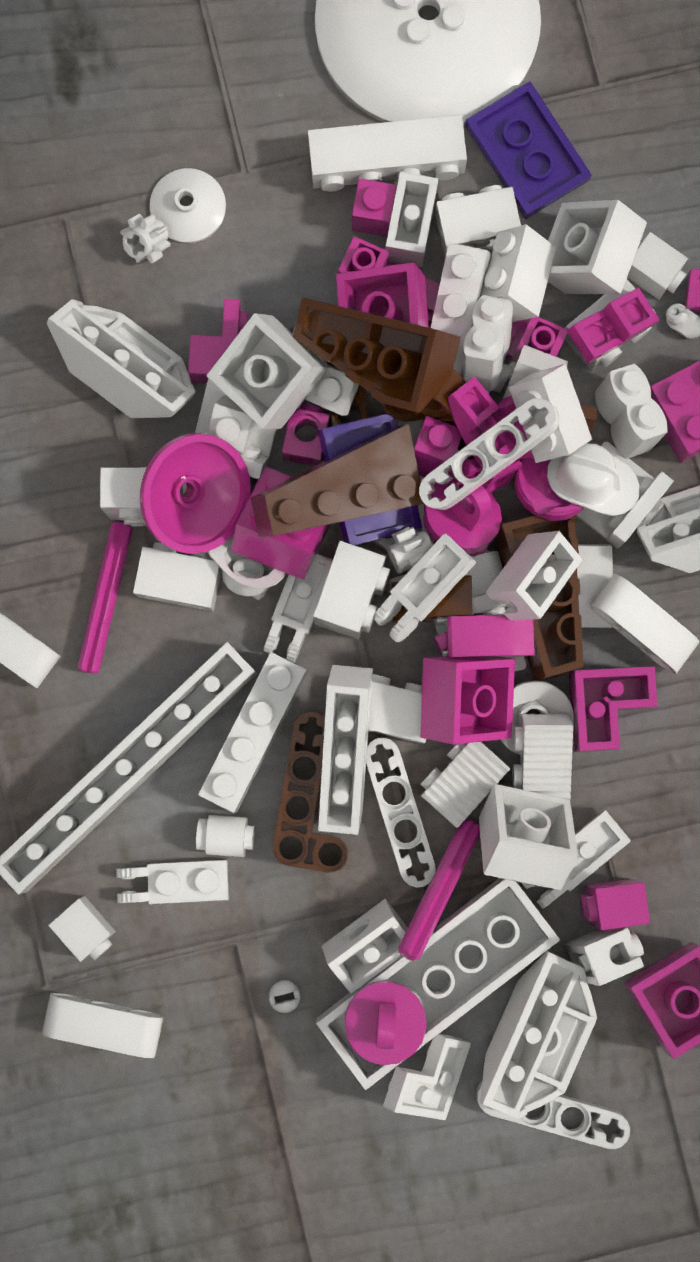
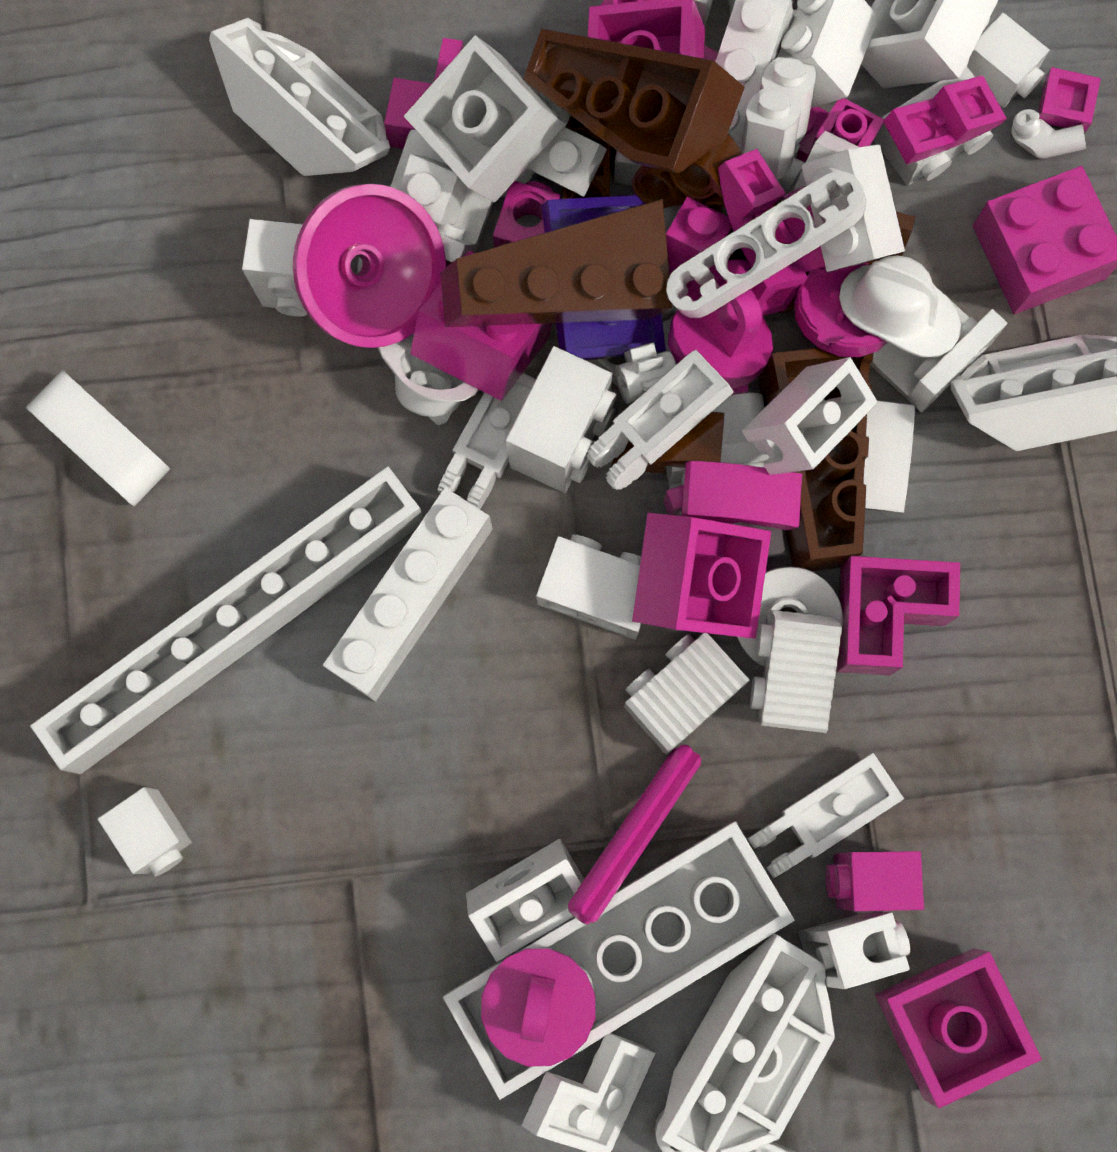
camera: 10 degrees right, 5 degrees down
(102, 1025) = (153, 967): white beam -> none
(105, 598) = (239, 402): dark pink axle -> none
(177, 578) = (336, 384): white brick -> none
(178, 882) = (284, 784): white hinge -> none
(225, 835) = (354, 728): white brick -> none
(283, 987) = (408, 970): white hinge -> none
(309, 790) = (474, 679): reddish brown beam -> none
(345, 749) = (527, 624): white brick -> none
(405, 810) = (587, 726): white beam -> none
(527, 837) = (764, 773): white brick -> none
(633, 415) = (957, 234): white brick -> none
(644, 623) = (950, 509): white beam -> none

